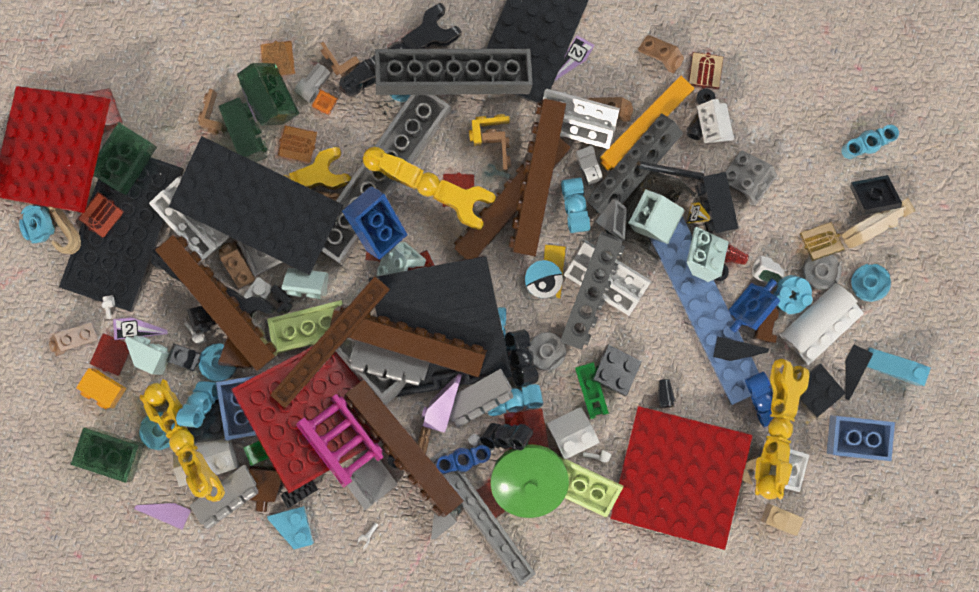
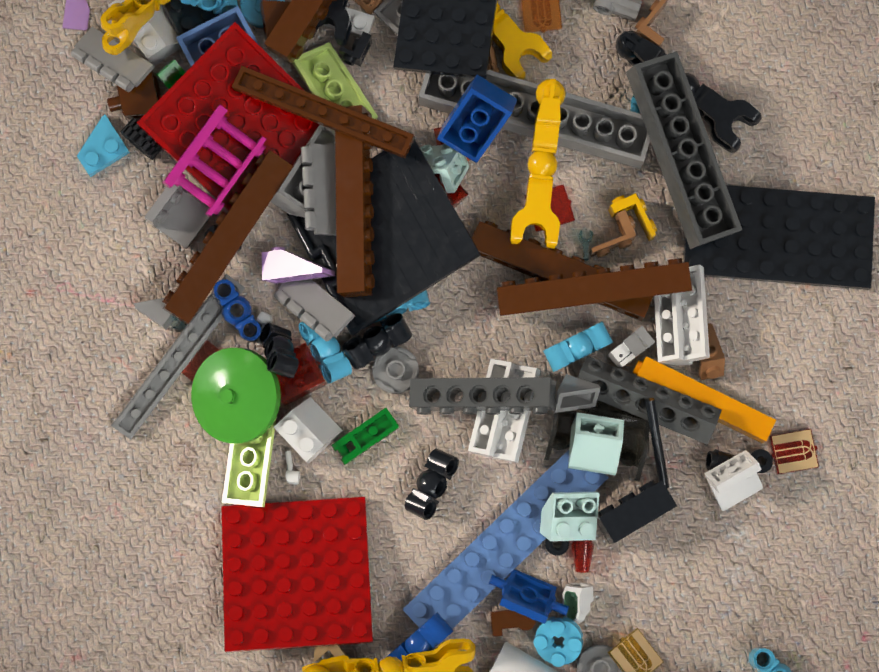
camera: 70 degrees right, 5 degrees down
(300, 283) = (382, 77): light aqua slope -> none
(324, 102) = (599, 25): orange tile -> none
(366, 537) = (114, 232): white hand -> none
(423, 439) = (245, 261): medium nougat axle -> none
(543, 279) = (478, 338): tile -> none
(556, 255) = (500, 346): yellow sticker -> none
(575, 55) = (757, 292): sticker -> none
(616, 370) = (398, 457): plate -> none
(645, 351) = (431, 484): none -> black piece
(662, 51) = (796, 392): medium nougat bracket -> none
(665, 394) = (389, 525): black cone -> none
(697, 213) = (614, 493): sticker -> none
(734, 350) = (467, 587): black sticker -> none
(750, 176) = (683, 544): light grey bracket -> none

